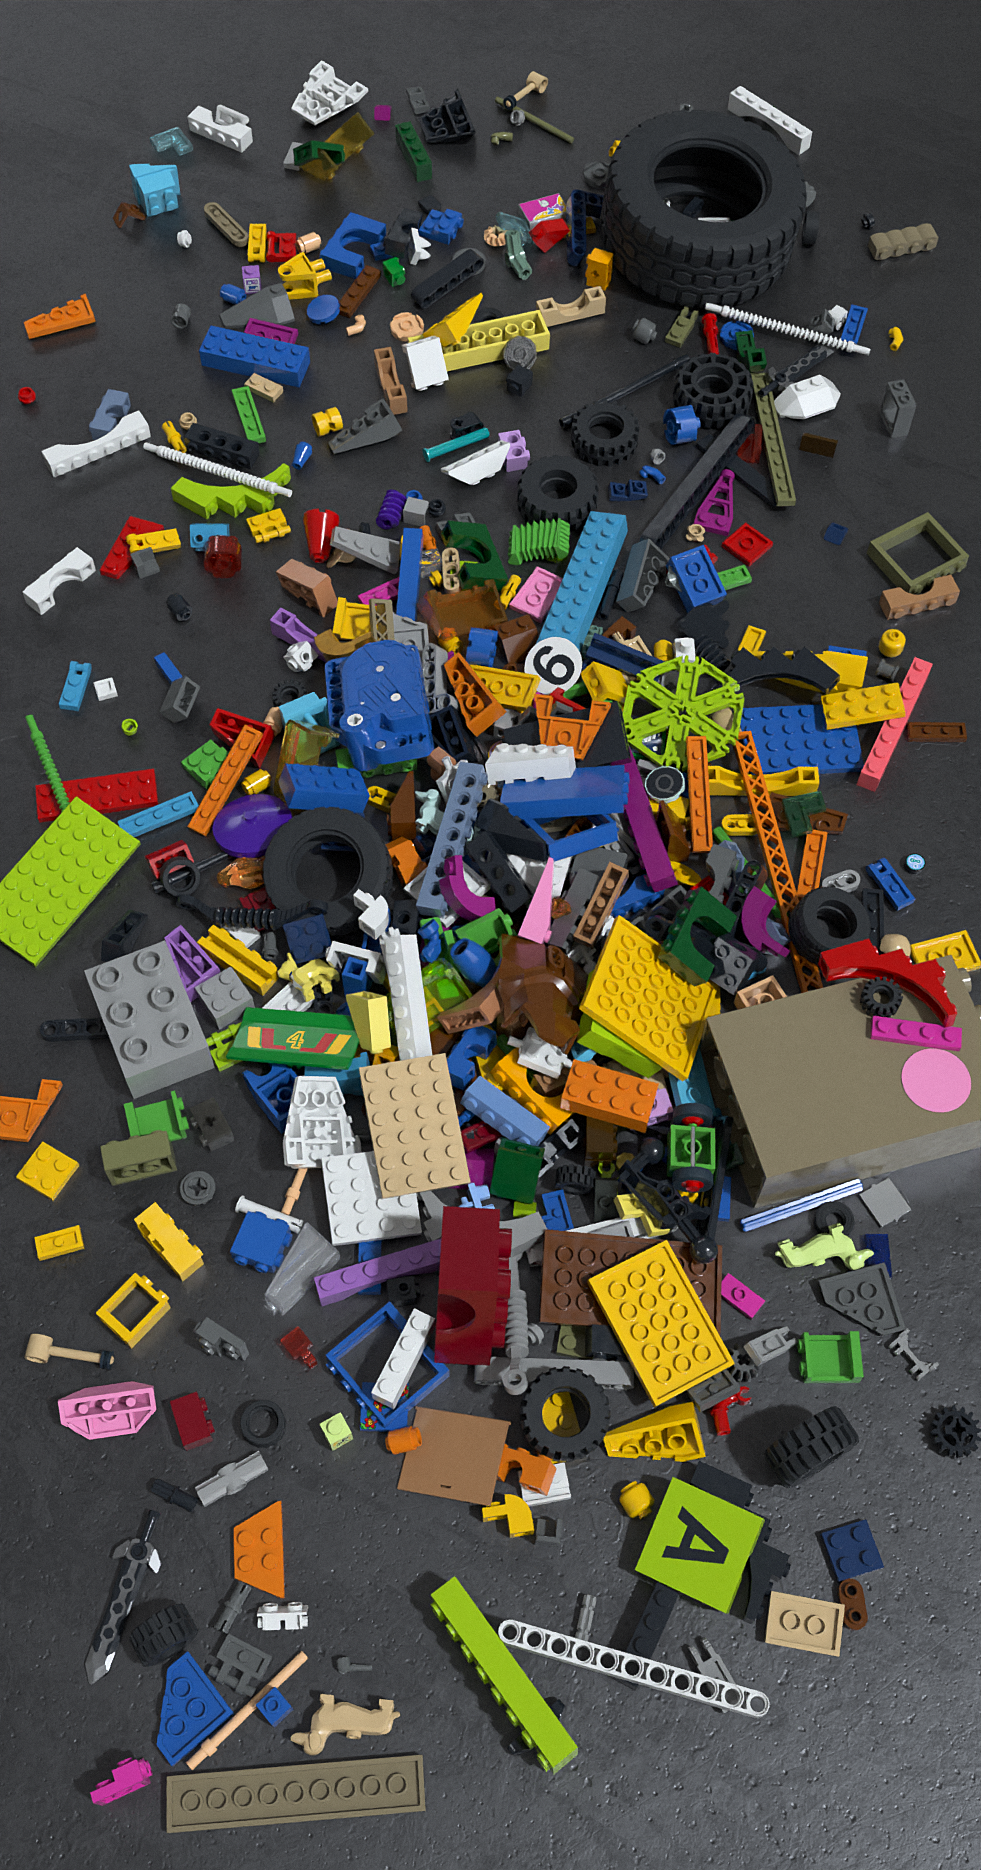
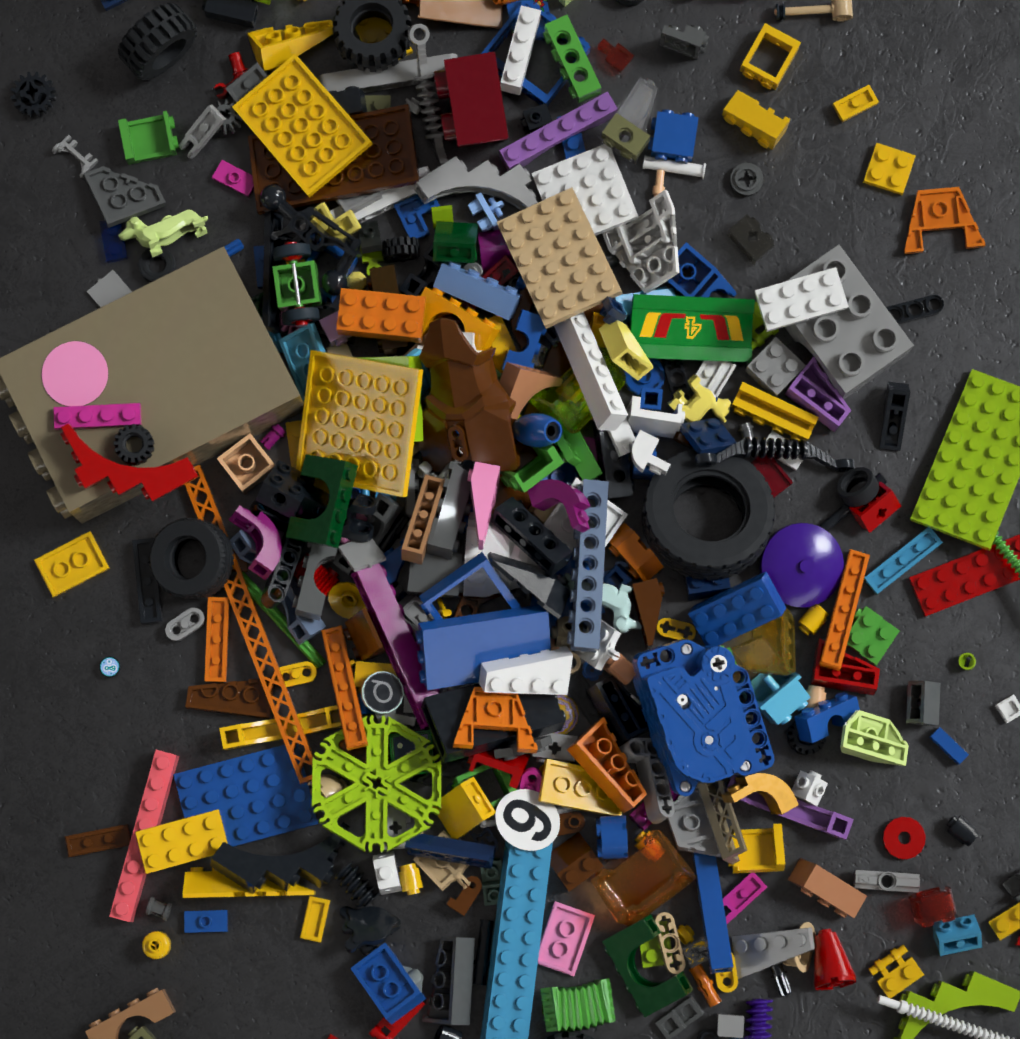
camera: 170 degrees right, 20 degrees up
(138, 1157) = (807, 188): olive brick -> none
(158, 1116) = (804, 234): bright green panel -> none
(180, 1023) = (801, 299): none -> white plate
(226, 605) = (892, 843): none -> red tile
(234, 675) = (873, 739): none -> yellowish green wedge
(243, 873) = (795, 507): clear orange animal -> none
(255, 705) = (813, 722): none -> blue arch
(256, 583) = (900, 881): none -> light grey piece
(317, 1253) = (620, 126): none -> olive brick
(352, 1374) = (564, 29): none -> bright green brick
(371, 1053) = (612, 311): none -> dark blue tile
(433, 948) = (588, 457): blue arm -> none
(511, 585) = (599, 932): yellow pin -> none
(560, 908) = (463, 506): clear orange tile -> none
(664, 892) = (361, 554): none -> light grey piece
(735, 577) = (349, 1005): bright green plate -> none
(797, 811) = (238, 698): clear green plate -> none
(890, 883) = (133, 634): blue plate -> none
(895, 942) = (122, 557): tan hair -> none

